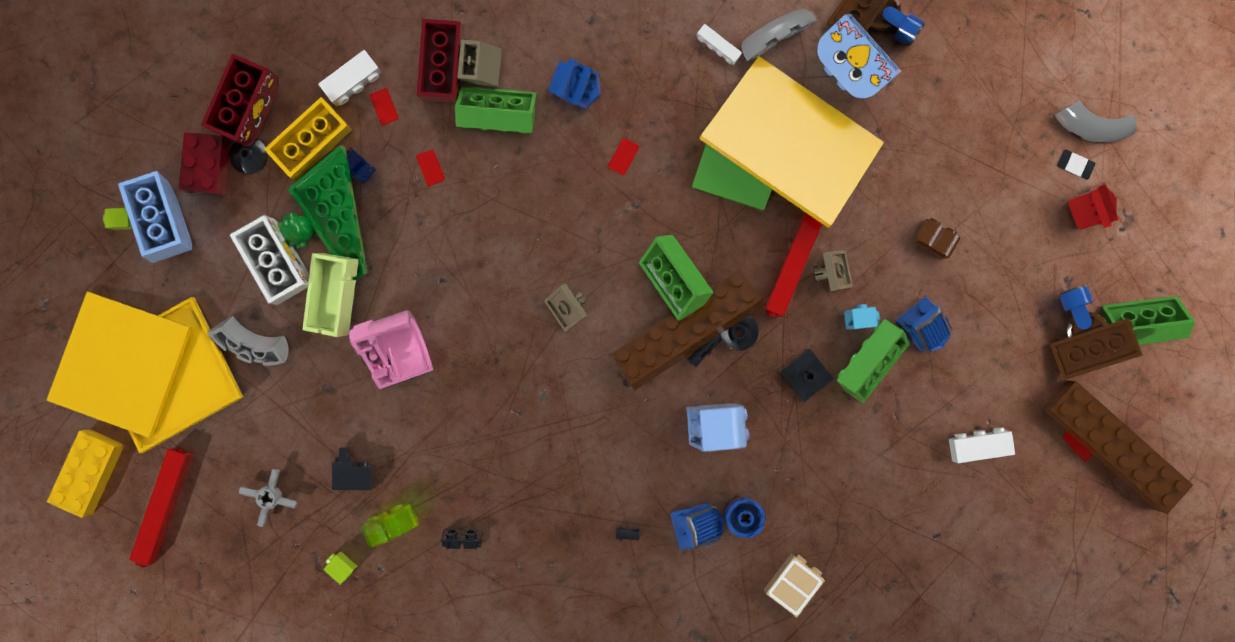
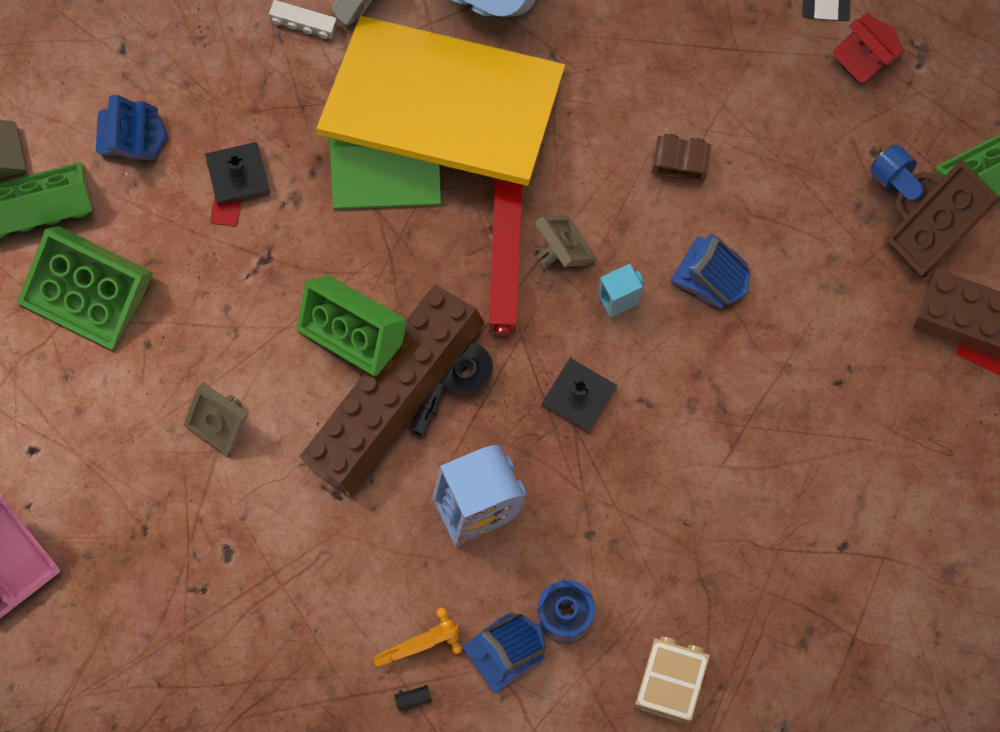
camera: 20 degrees left, 15 degrees down
(510, 182) = (84, 286): none -> bright green slope
(637, 139) = (237, 173): none -> black tile
(646, 501) = (445, 631): none -> light orange piece
(873, 360) = (658, 338): bright green brick -> none
(981, 445) = (850, 400): white brick -> none

